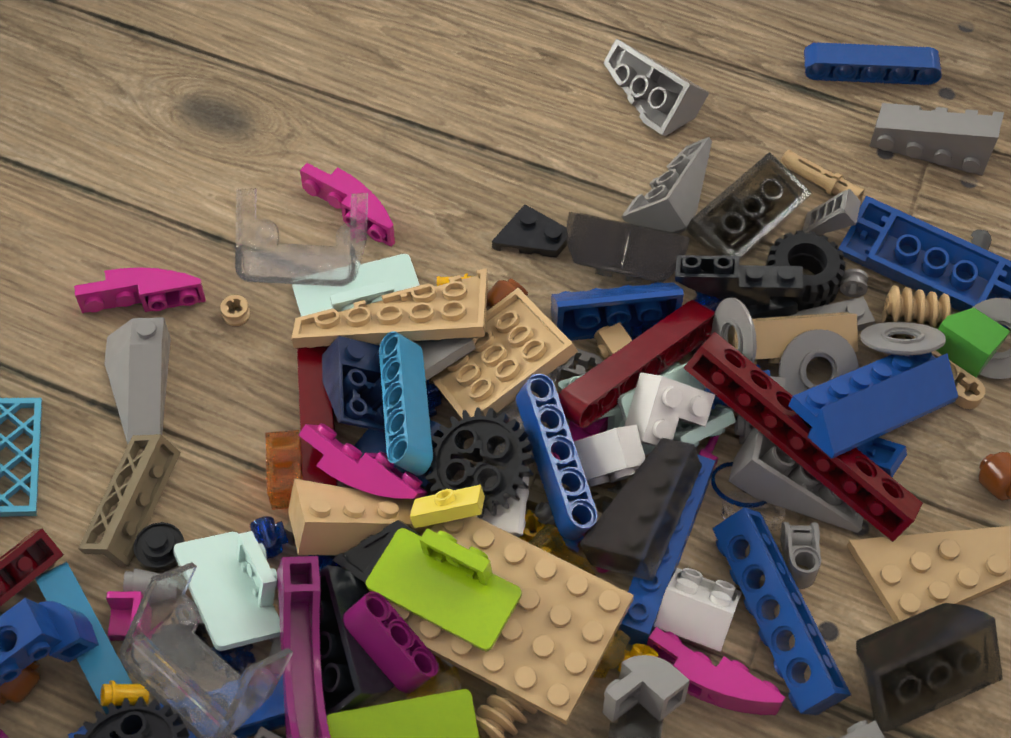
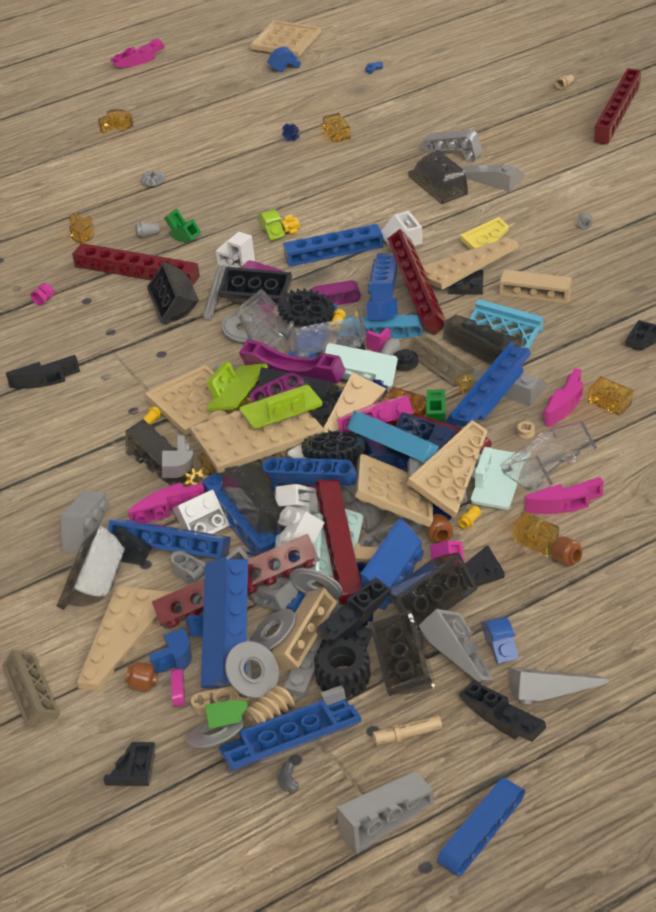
camera: 130 degrees right, 15 degrees down
(59, 453) = (478, 339): none -> clear smoke wedge
(106, 241) = (610, 395): none -> clear yellow brick
(173, 429) = (461, 381): none -> clear yellow plate
(187, 375) = (490, 387): none -> blue slope
(270, 415) = (436, 405): none -> green brick
(440, 198) = (535, 533): none -> clear yellow brick
(447, 158) = (566, 551): none -> dark orange head
(447, 506) = (318, 422): light yellow plate -> none
(539, 273) = (446, 548): none -> dark pink panel
(631, 154) = (500, 635): none -> blue brick
(730, 105) = (499, 713): none -> black slope
(833, 214) = (365, 702): light grey slope -> none
(843, 654) = (135, 550): none -> black wing
(853, 257) = (333, 695): none -> light grey tile
(854, 283) = (314, 692): light grey bush -> none
(937, 460) = (176, 654): none -> blue brick
(976, 426) = (178, 687): none -> dark pink beam

